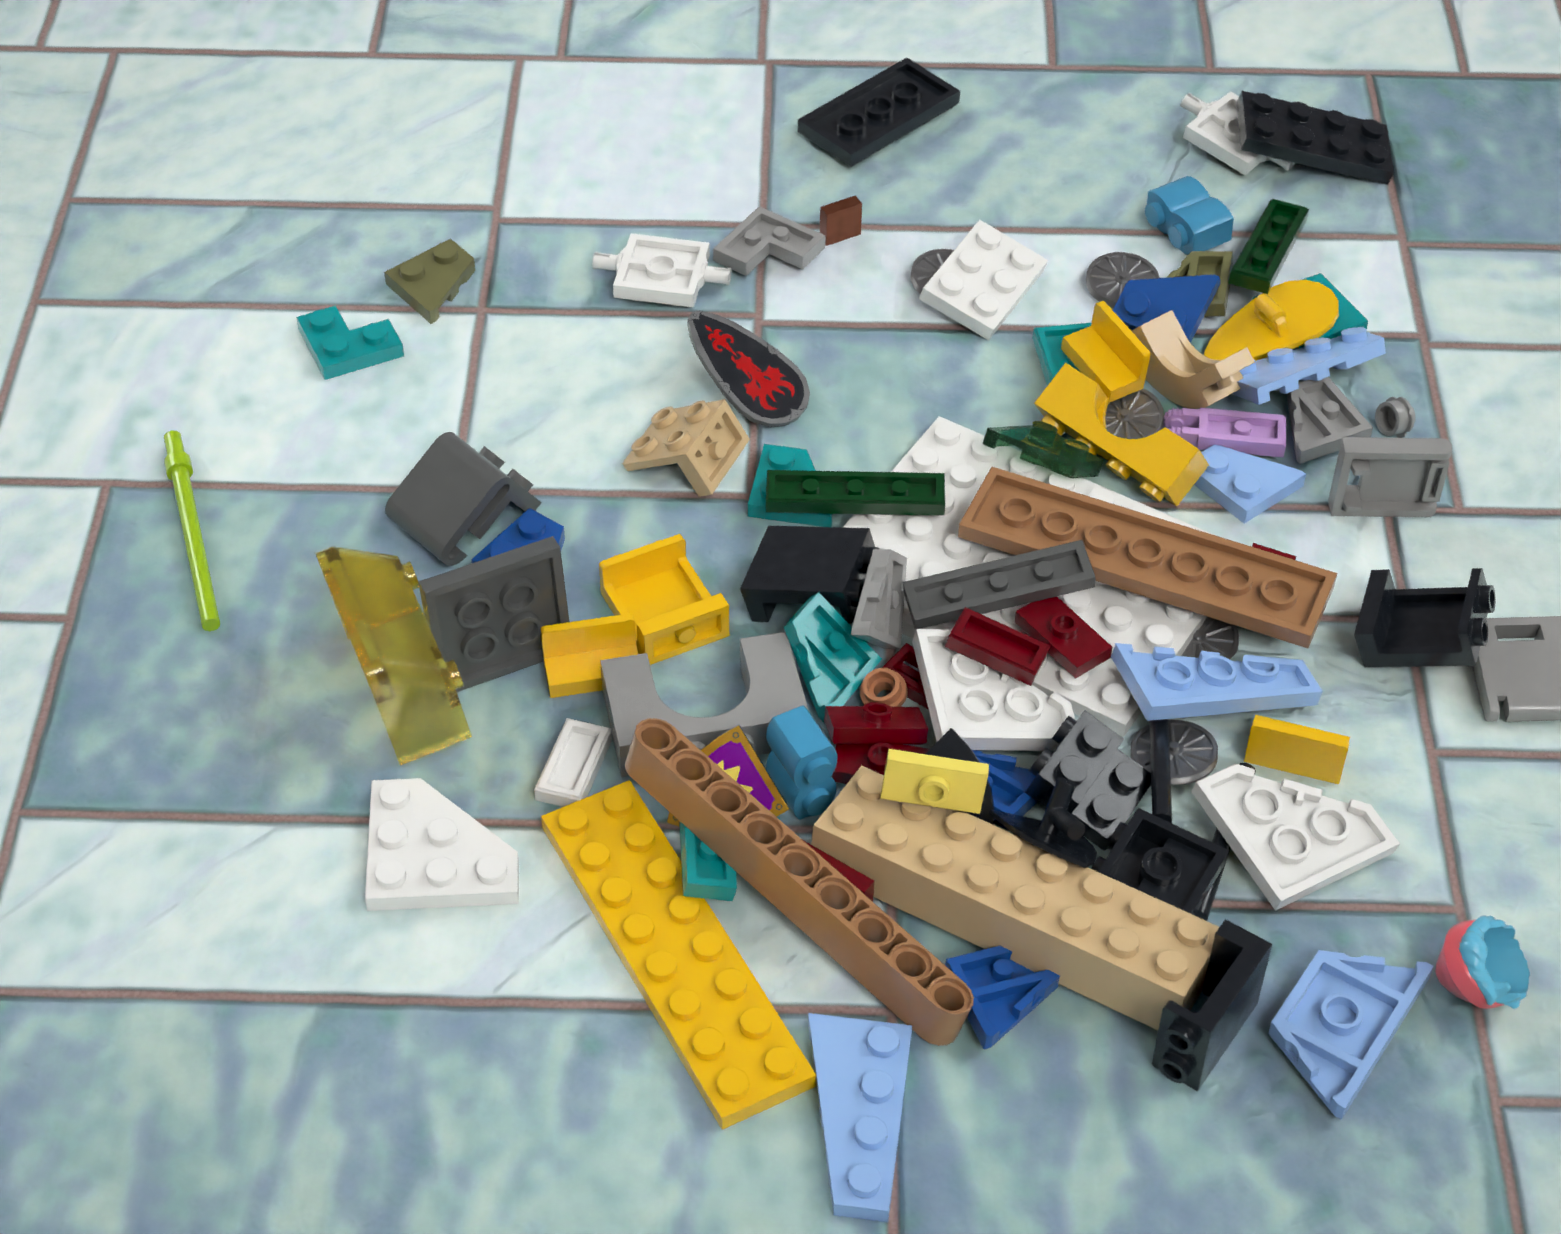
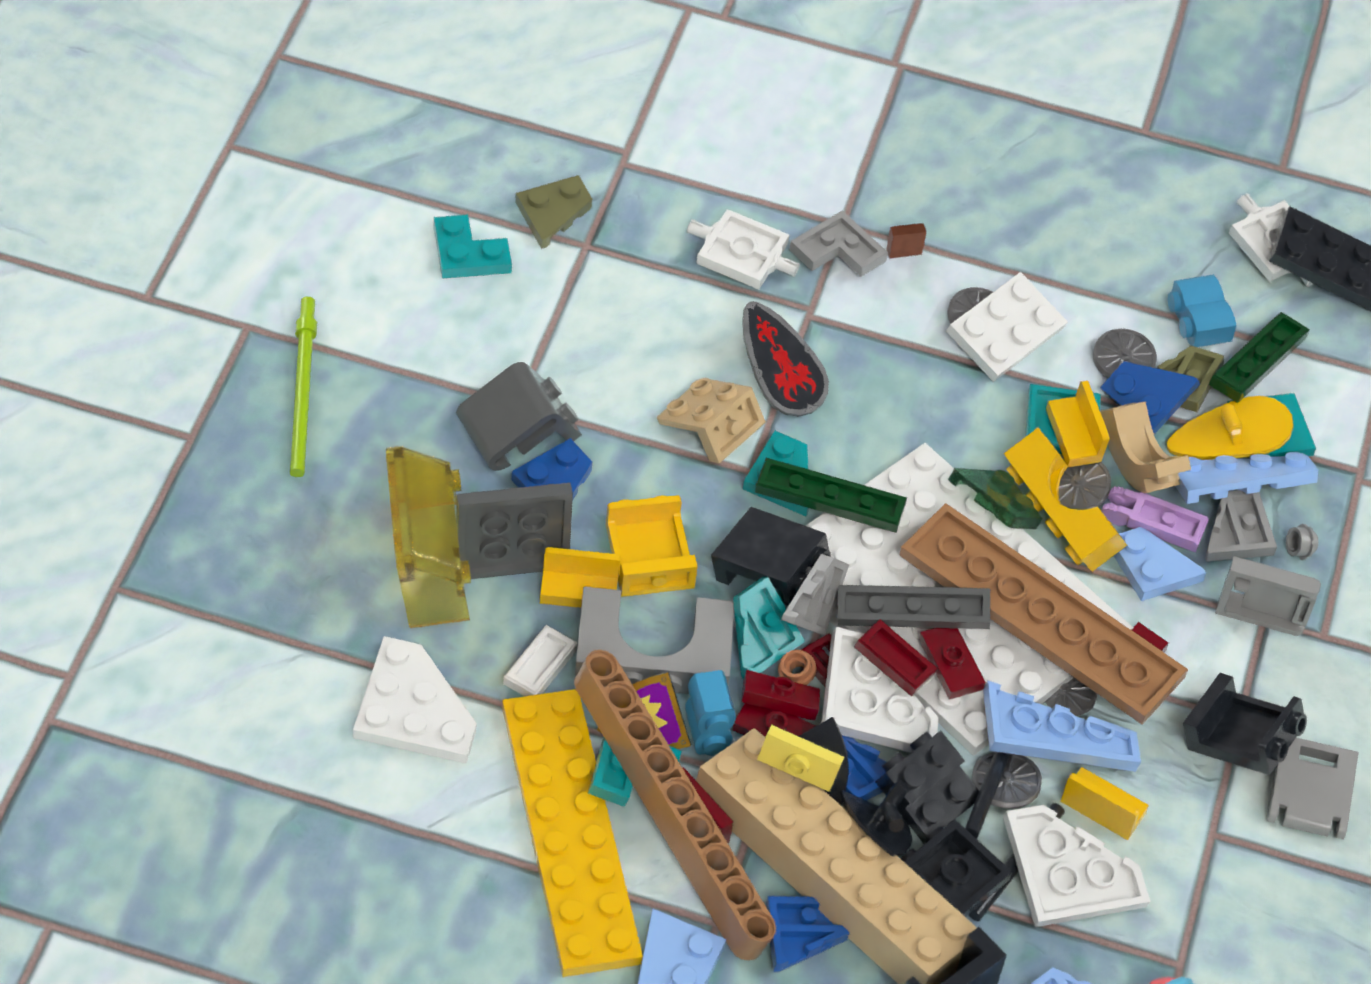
camera: 10 degrees right, 5 degrees up
(878, 111) = (975, 141): black plate -> none

